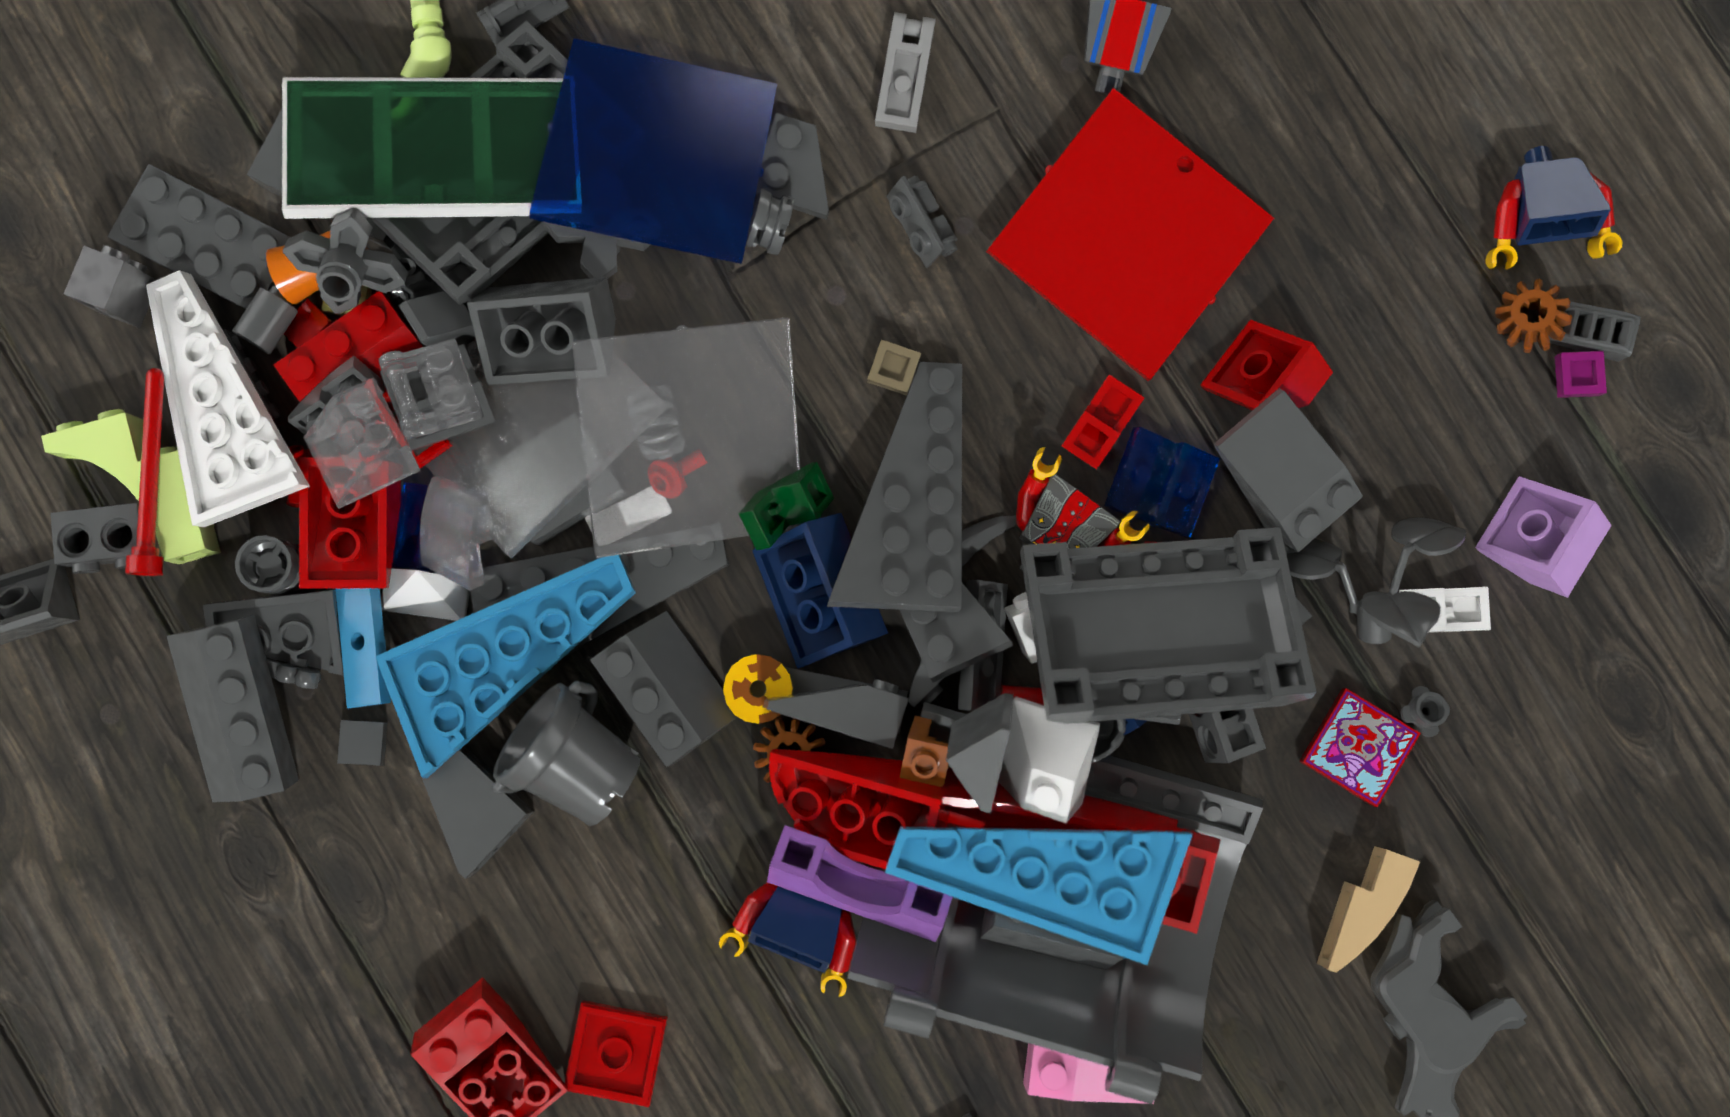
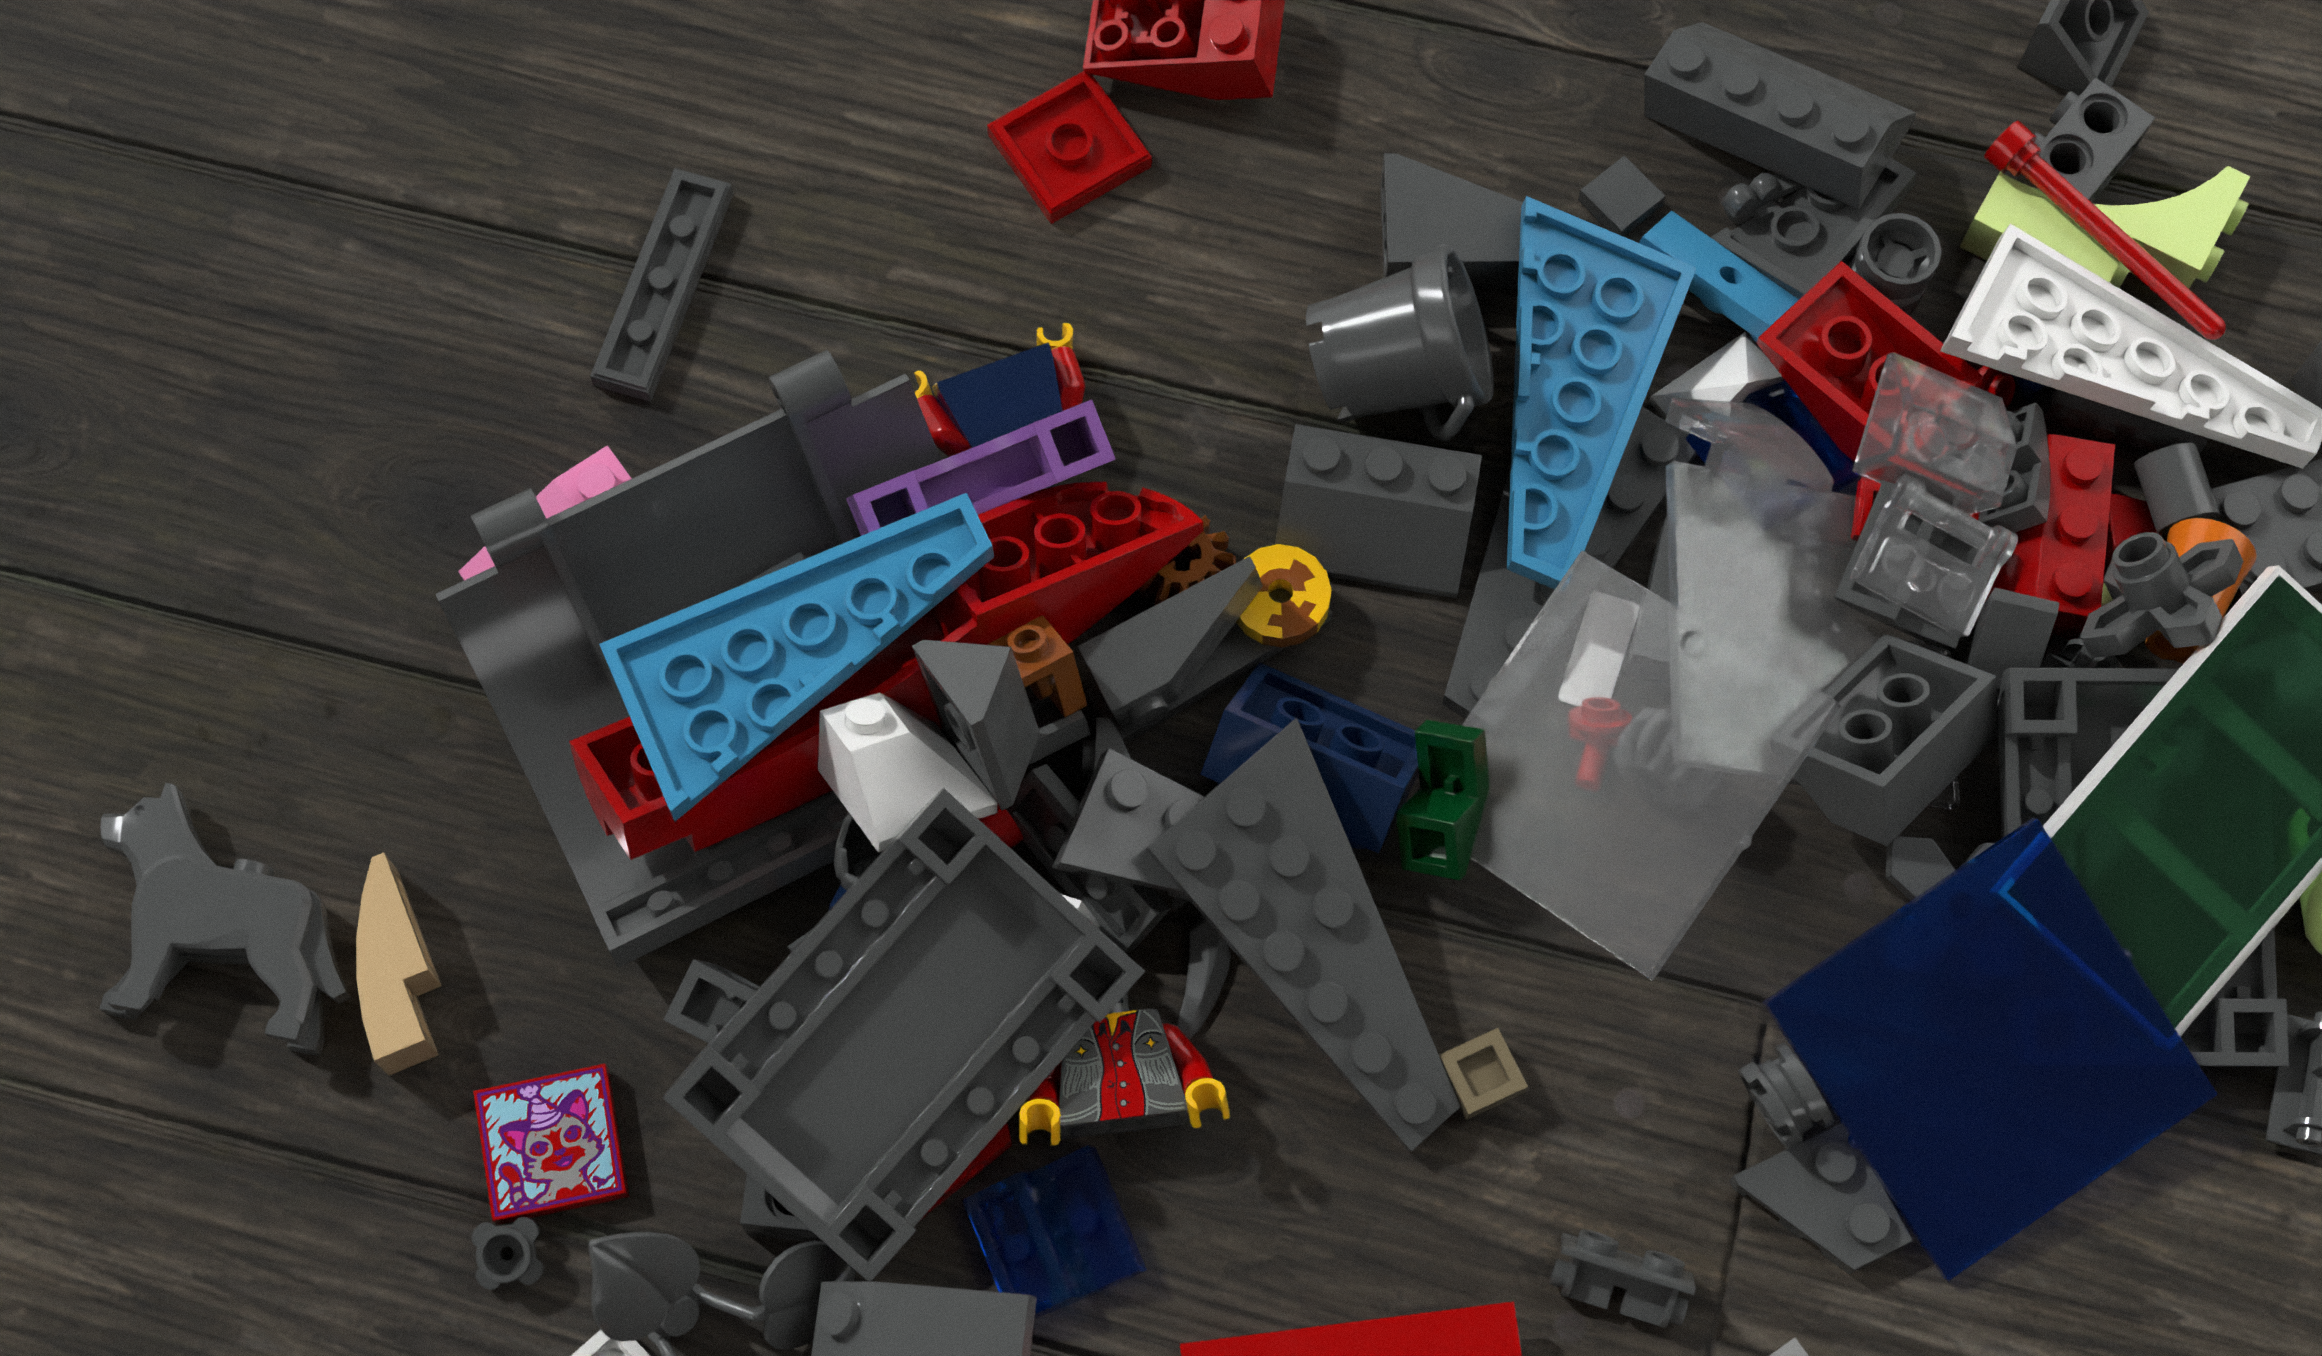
camera: 135 degrees right, 15 degrees down
(1102, 421) = (1188, 1241): red slope -> none

